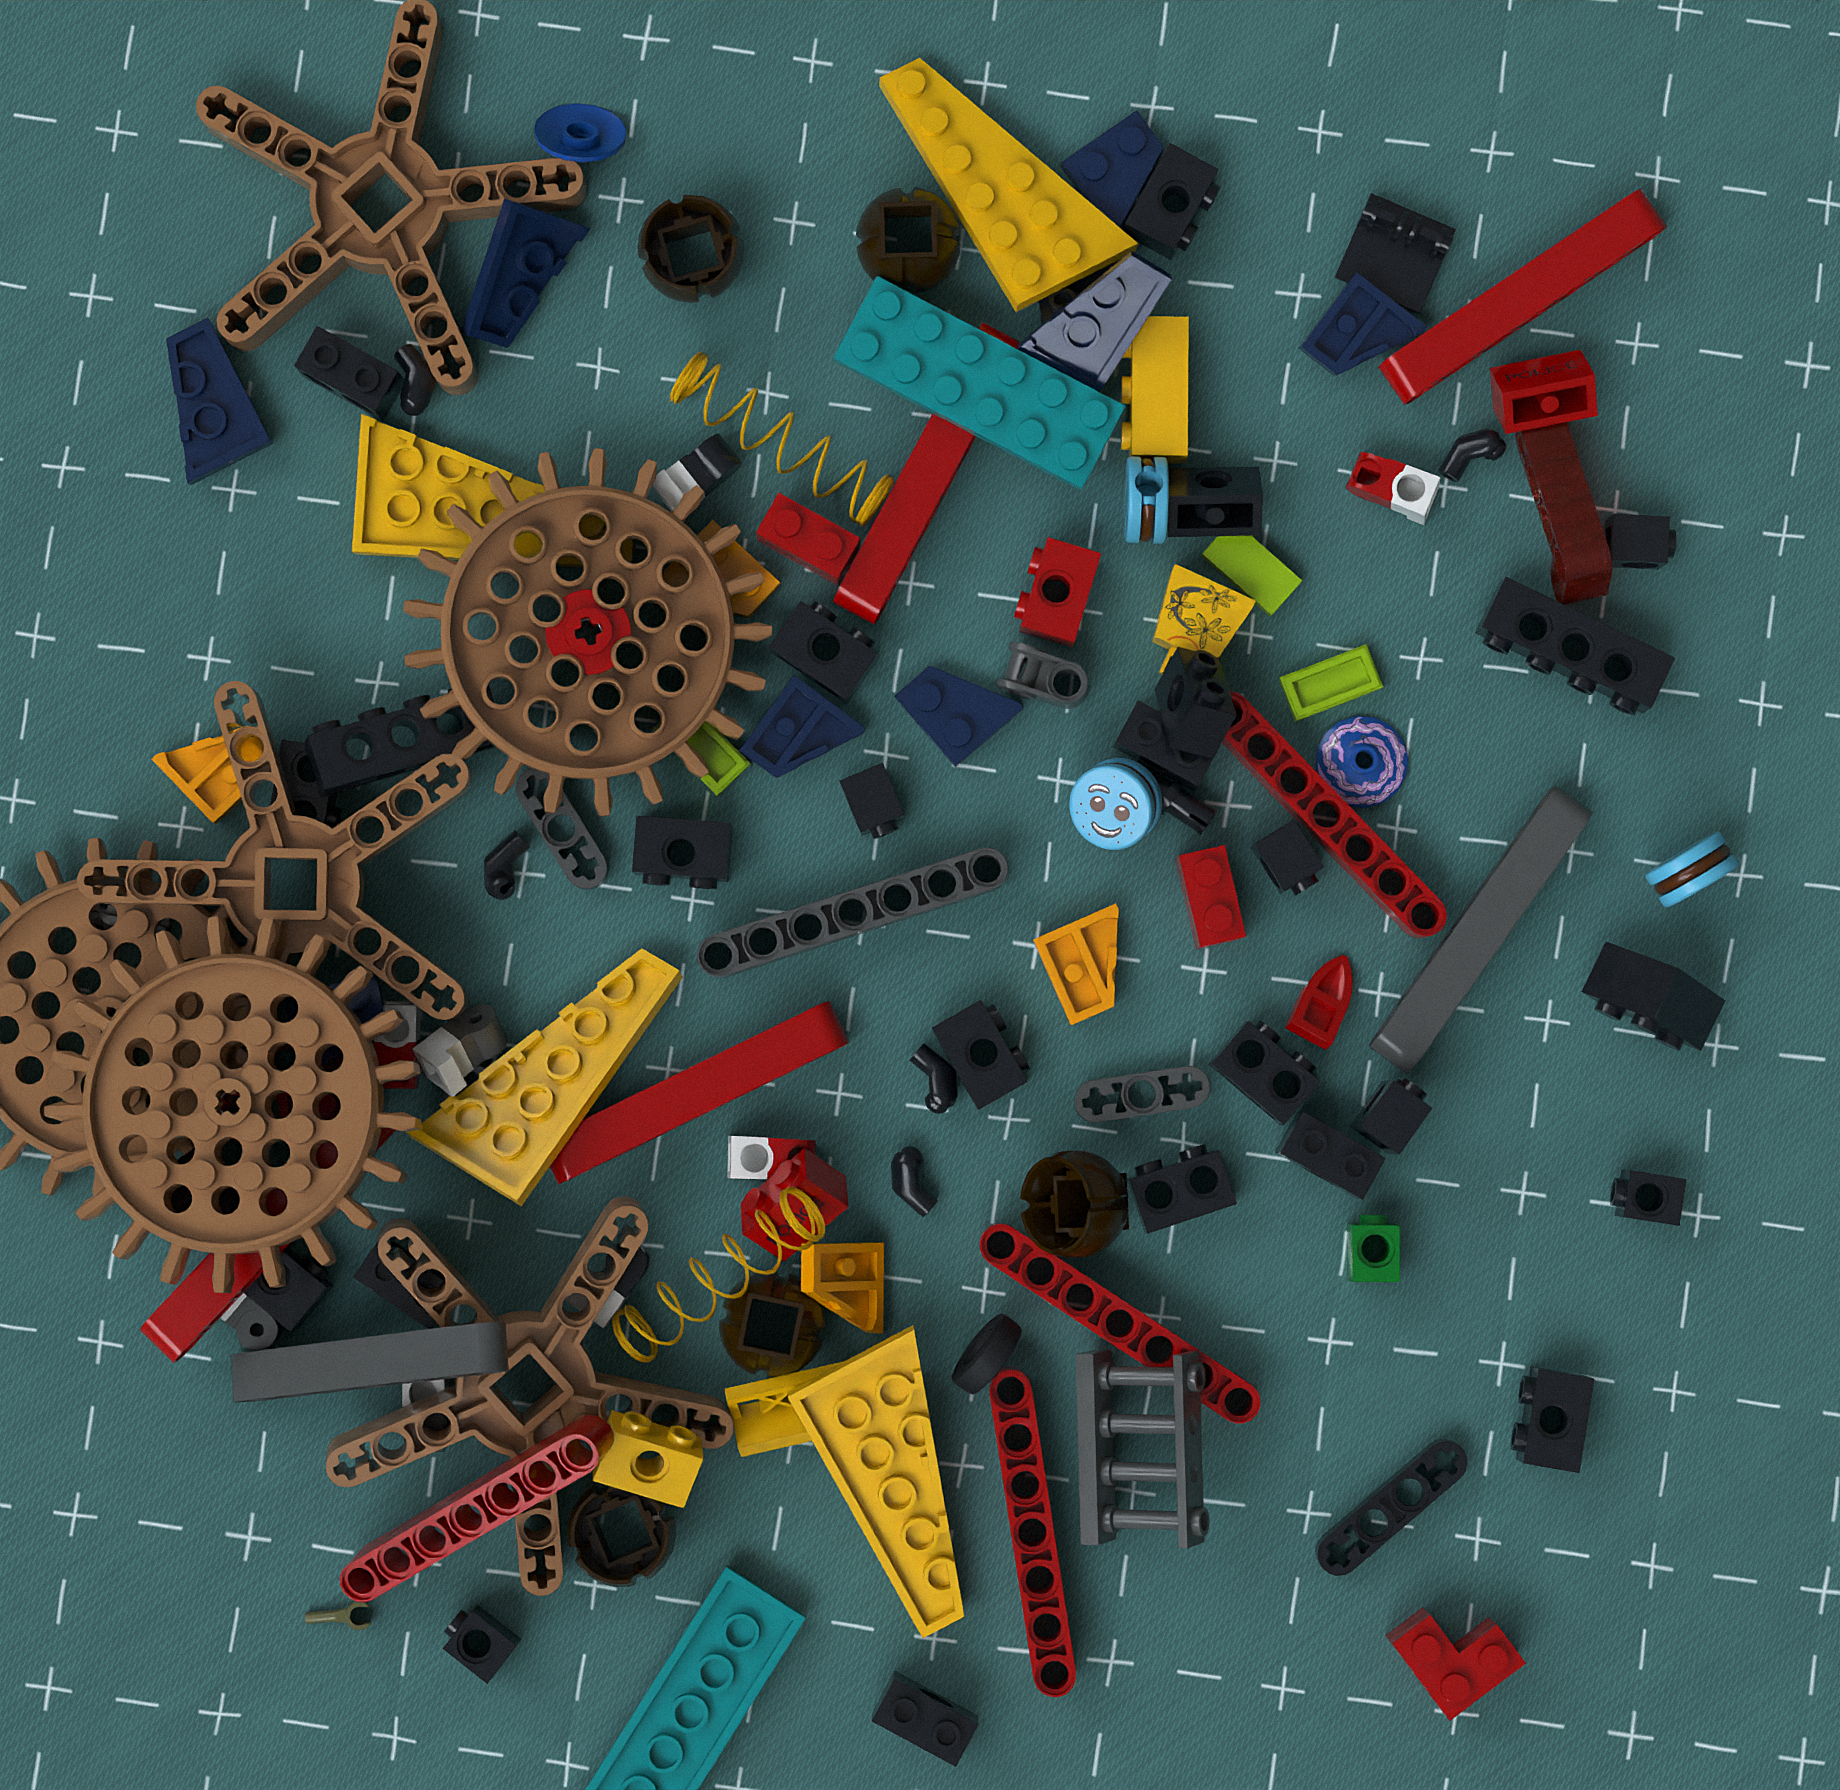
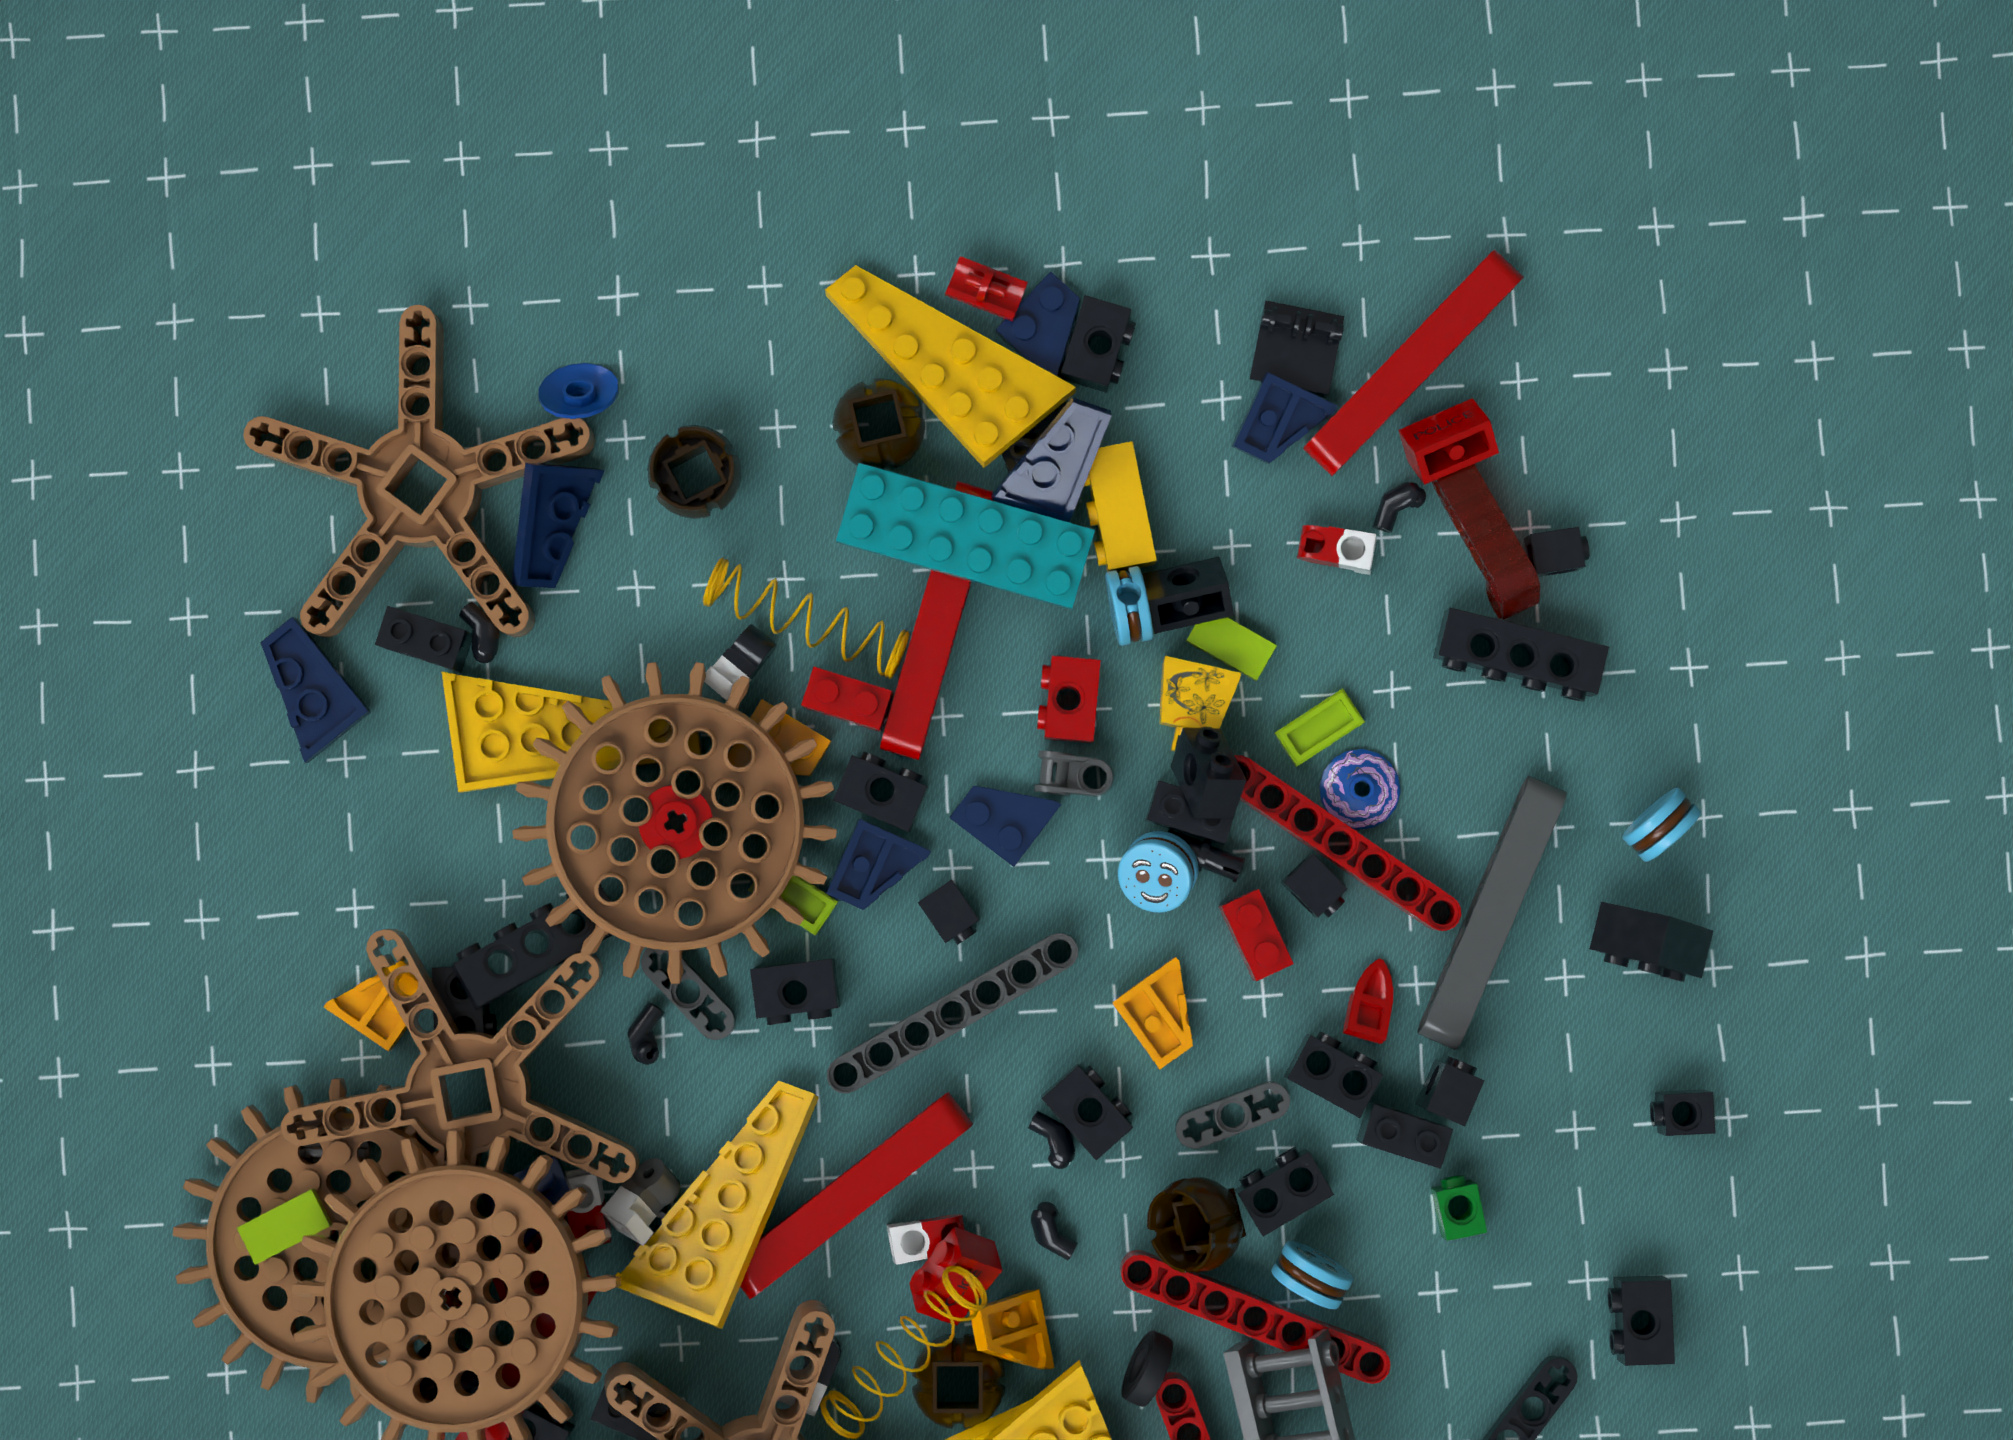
camera: 10 degrees left, 0 degrees up
(57, 990) = (284, 1226): none -> lime tile
(1060, 113) = (986, 288): none -> red hips
(1193, 1288) = (1312, 1275): none -> medium azure head

